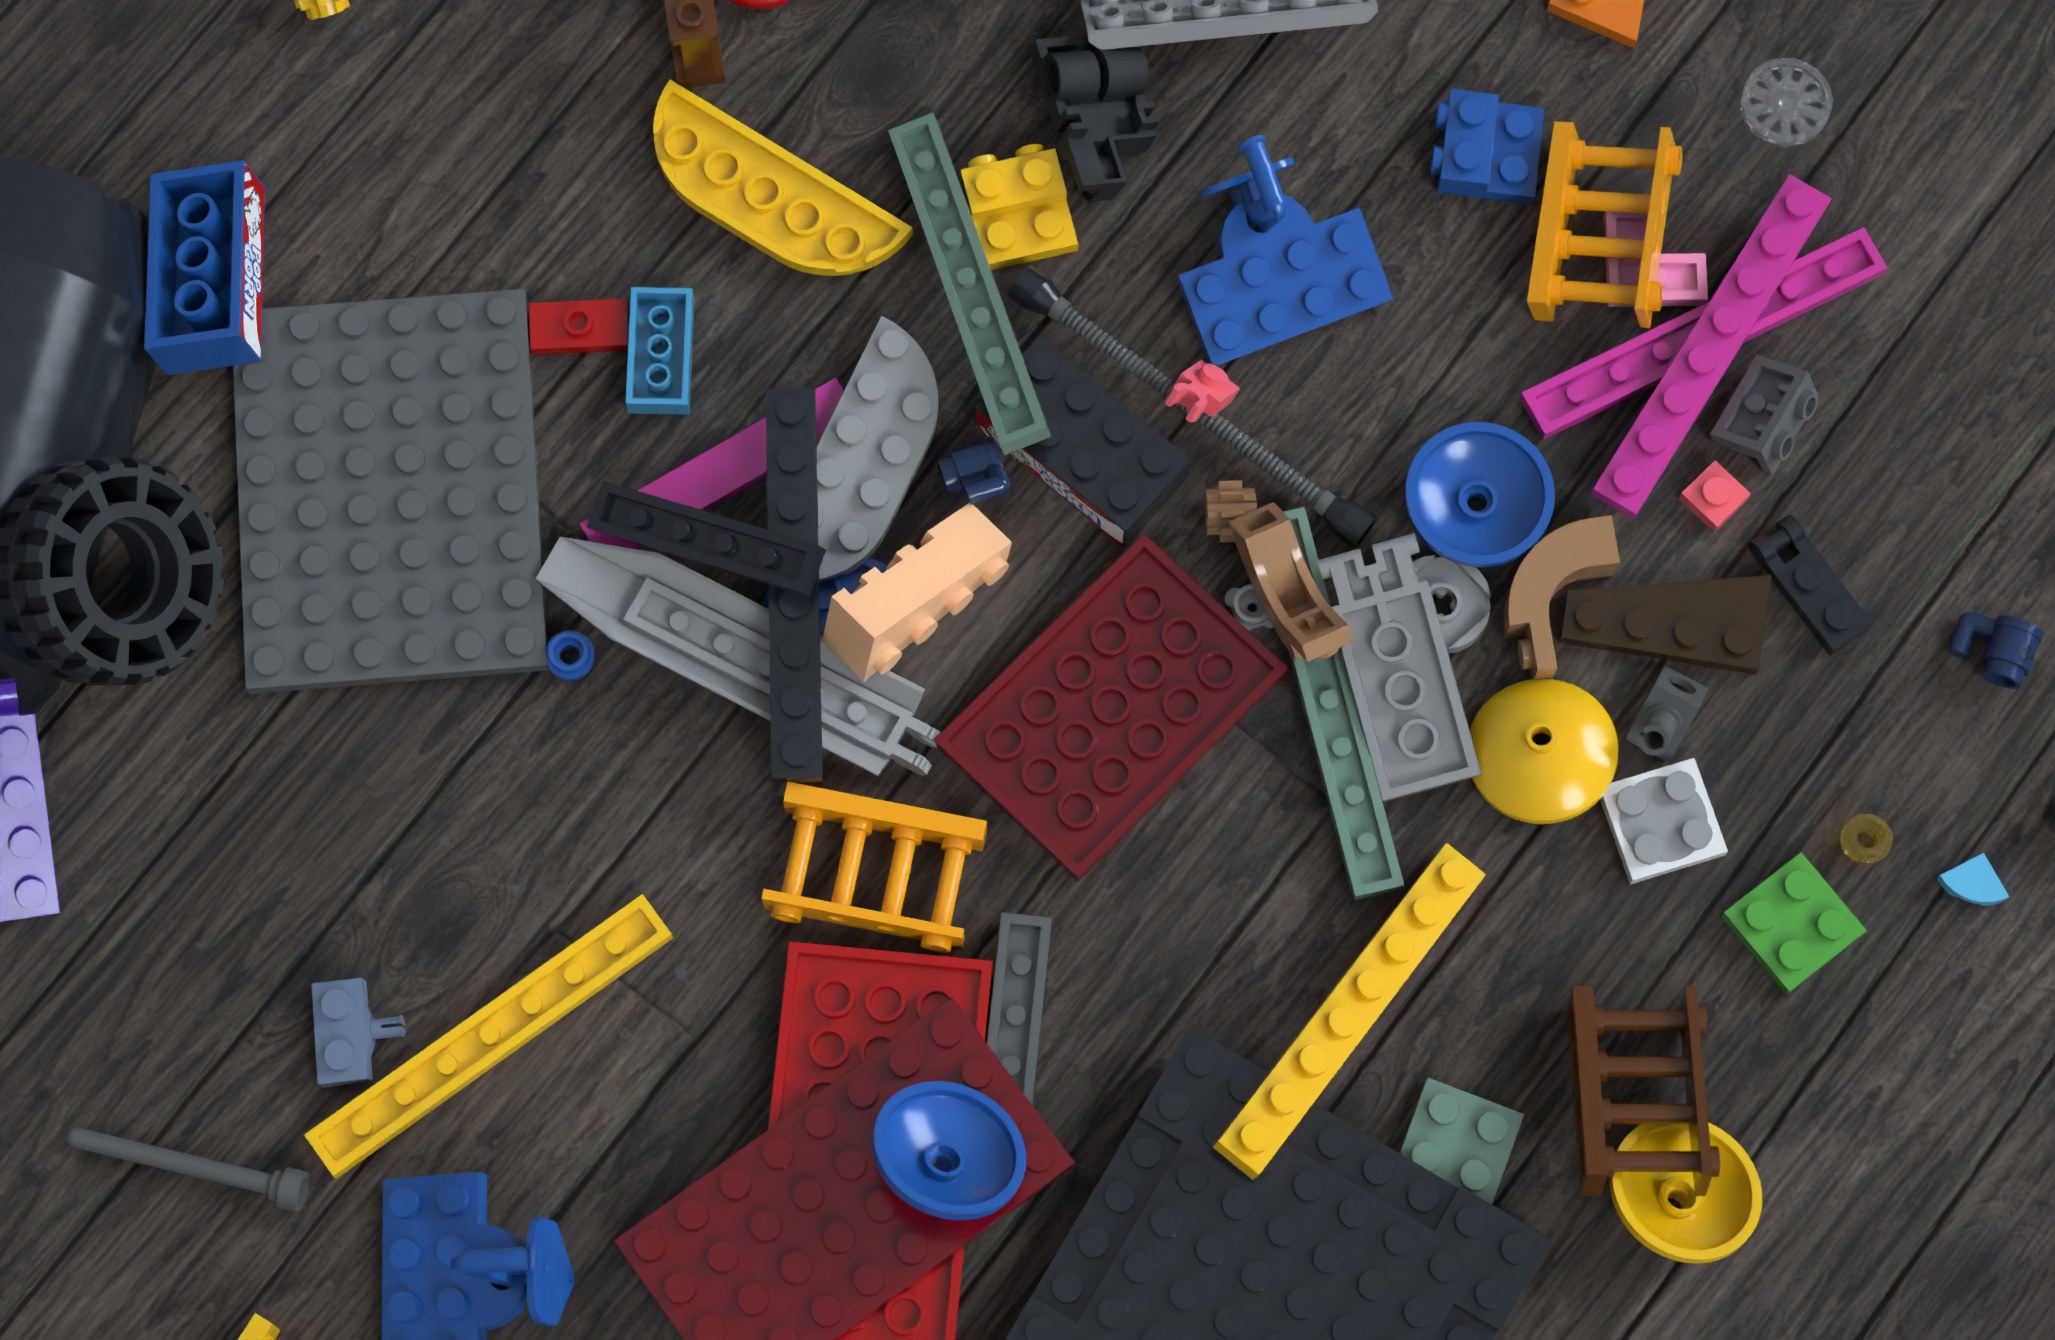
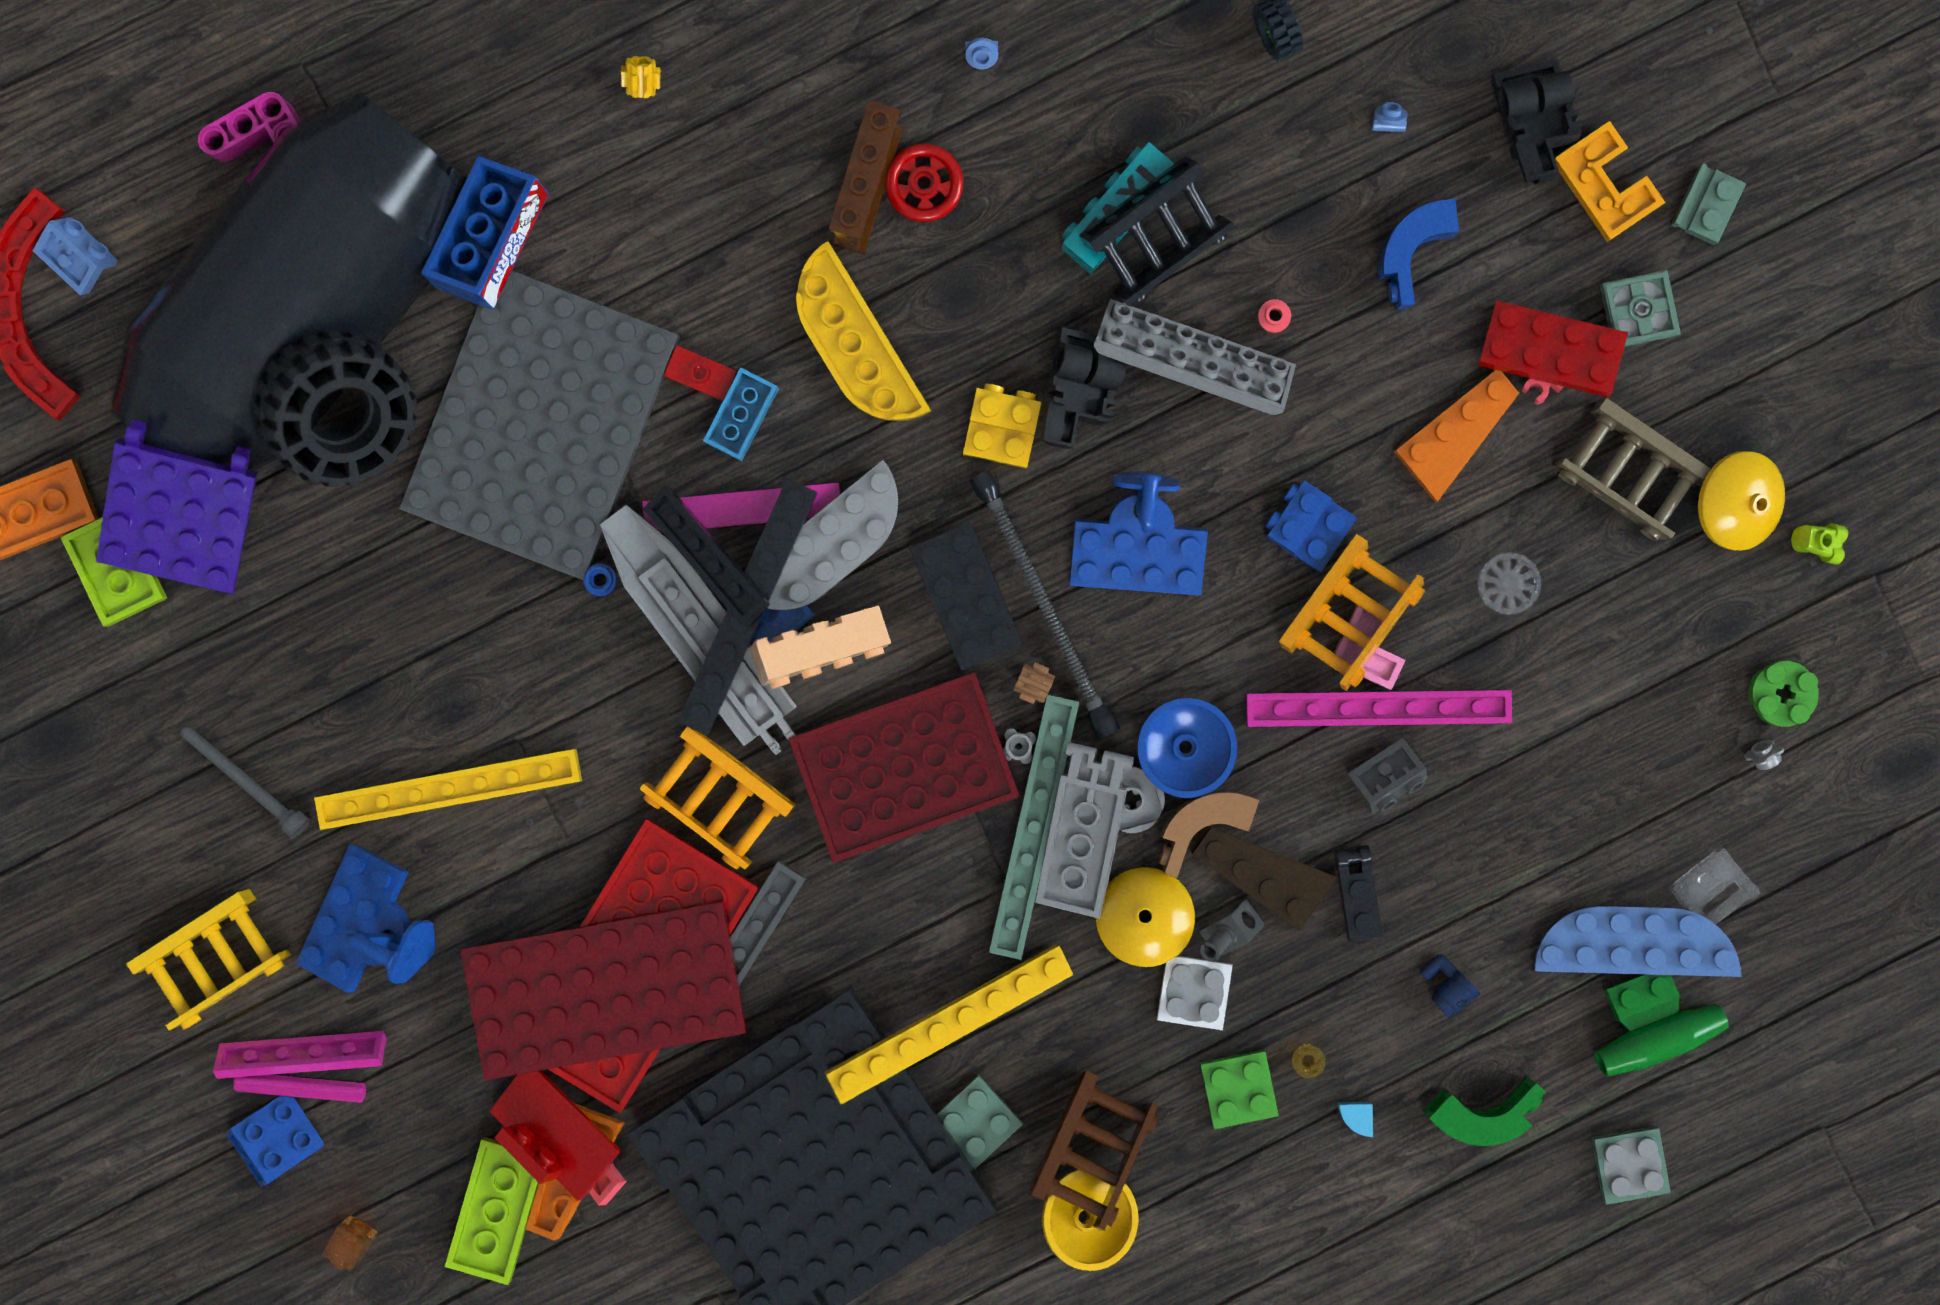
camera: 25 degrees right, 15 degrees up
(347, 1032) = (368, 745): sand blue plate -> none
(954, 1131) = (689, 997): blue dish -> none
(969, 284) = (943, 467): sand green plate -> none
(974, 471) = (892, 581): dark blue piece -> none
(1202, 390) = (1054, 600): coral plate -> none
(1285, 585) = (1040, 755): medium nougat arch -> none
(1711, 347) = (1377, 722): dark pink plate -> none
(1714, 496) = (1330, 811): coral plate -> none

